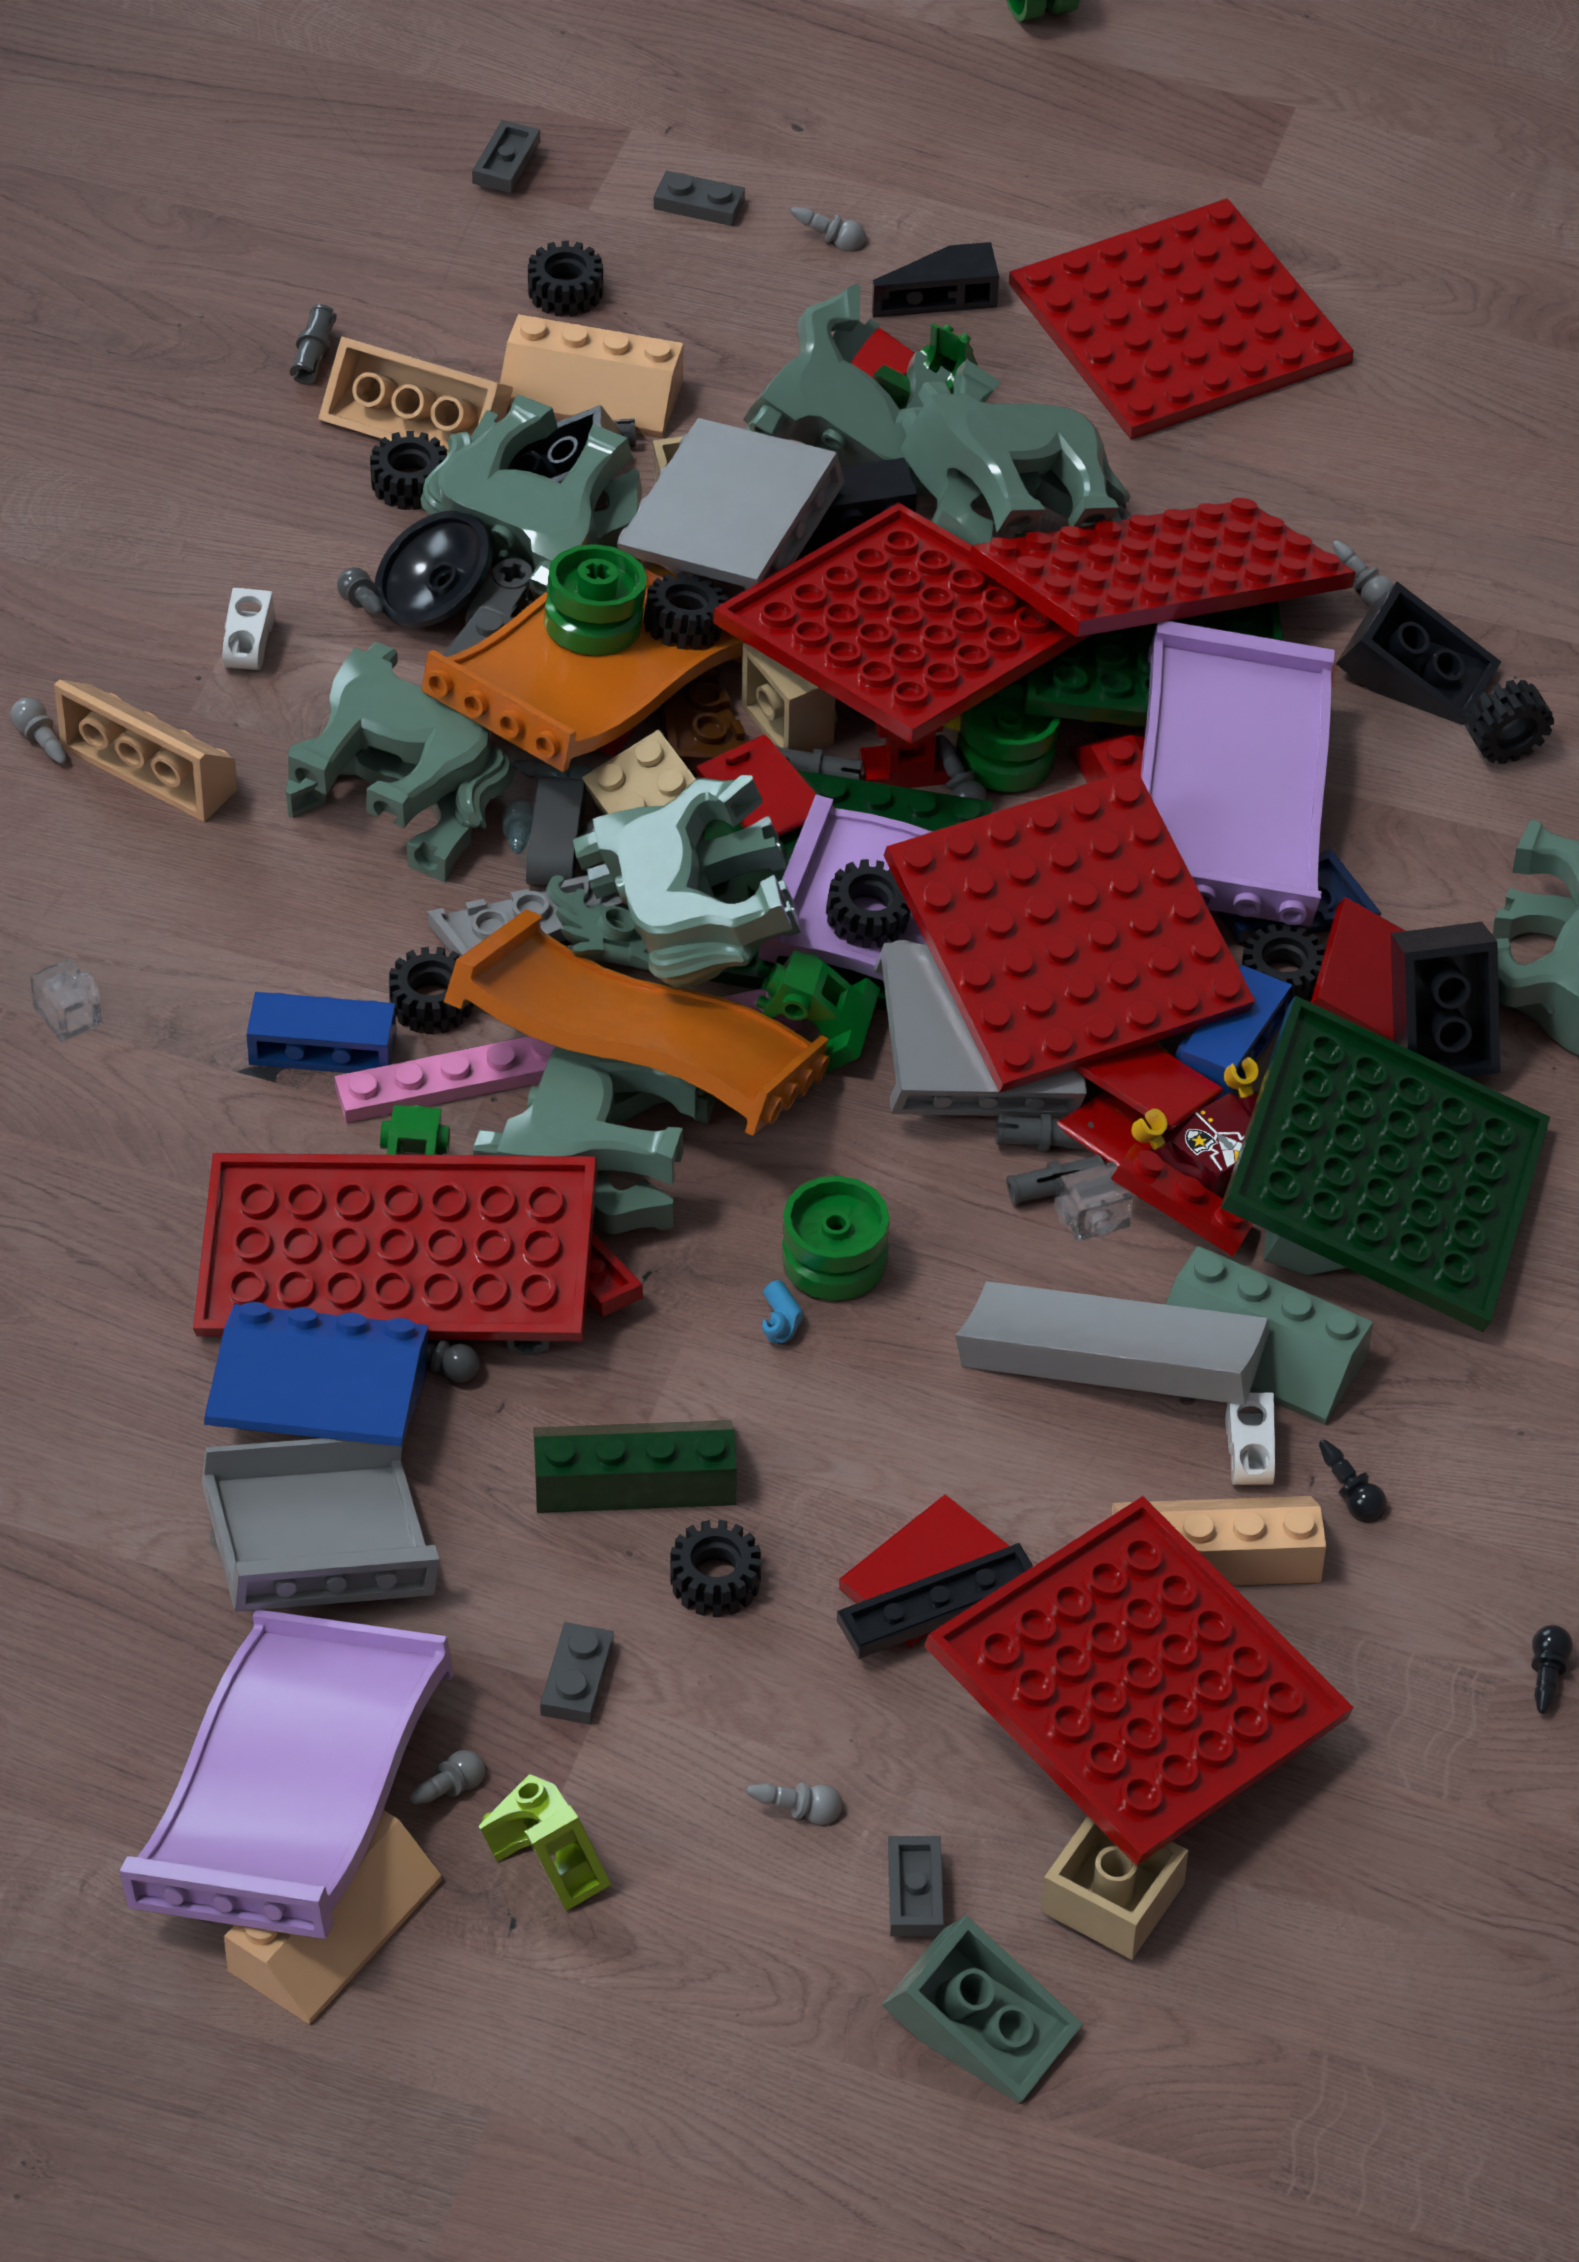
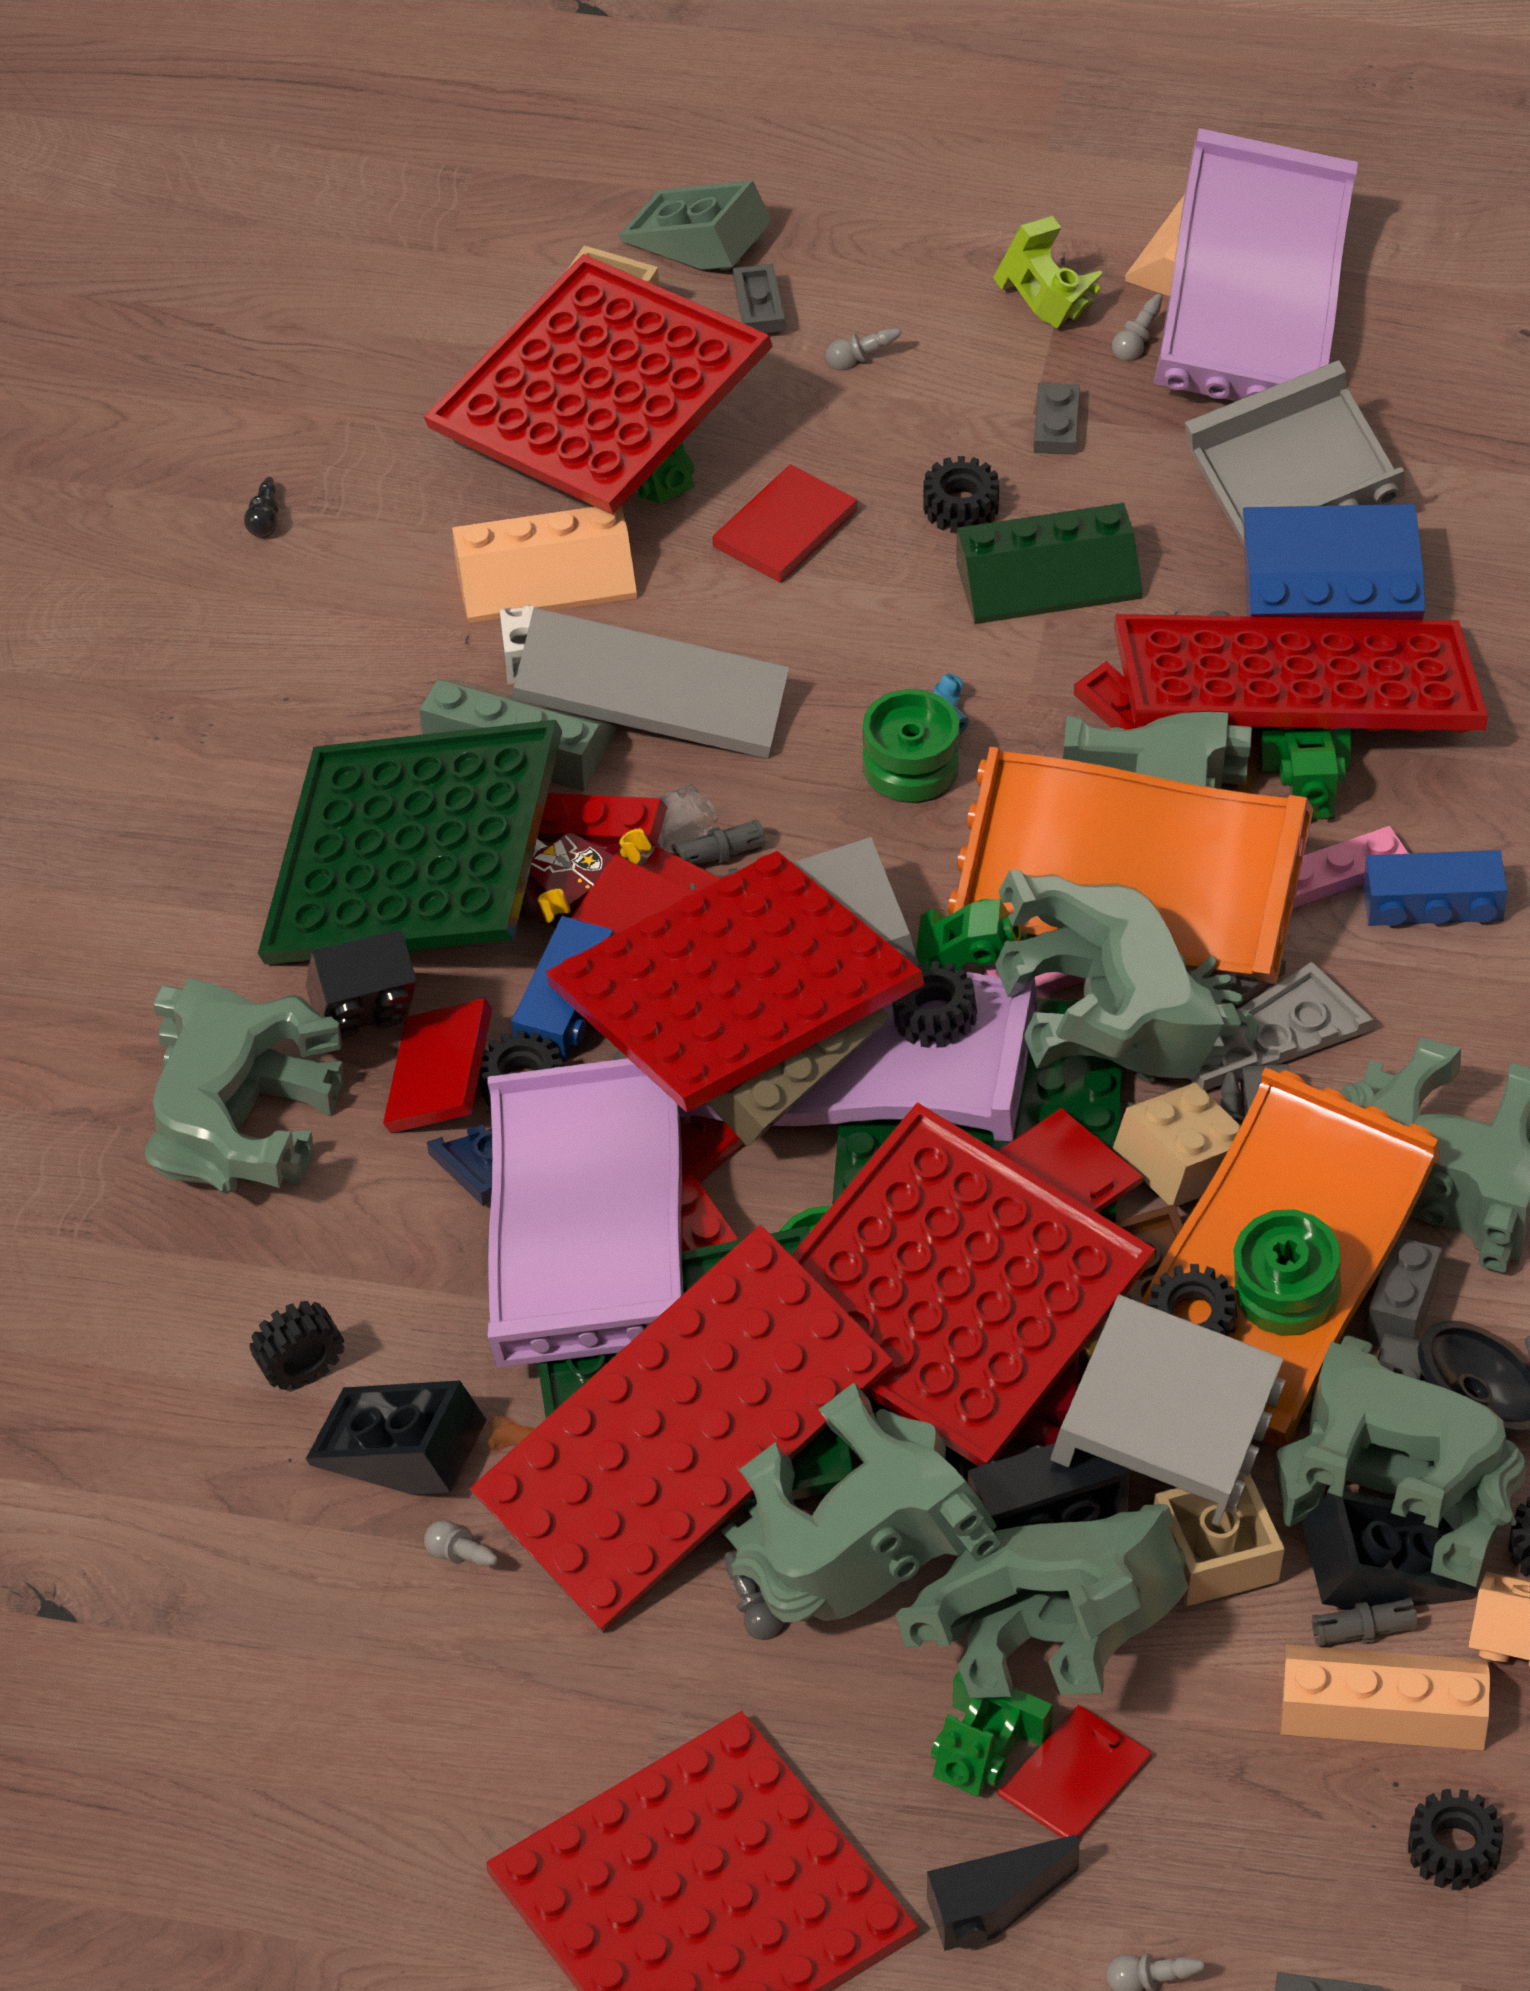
camera: 175 degrees right, 0 degrees up
(419, 1008) = (1350, 929): black tyre -> none
(928, 1602) = (770, 483): black tile -> none
(1364, 1500) = (429, 624): black bar -> none

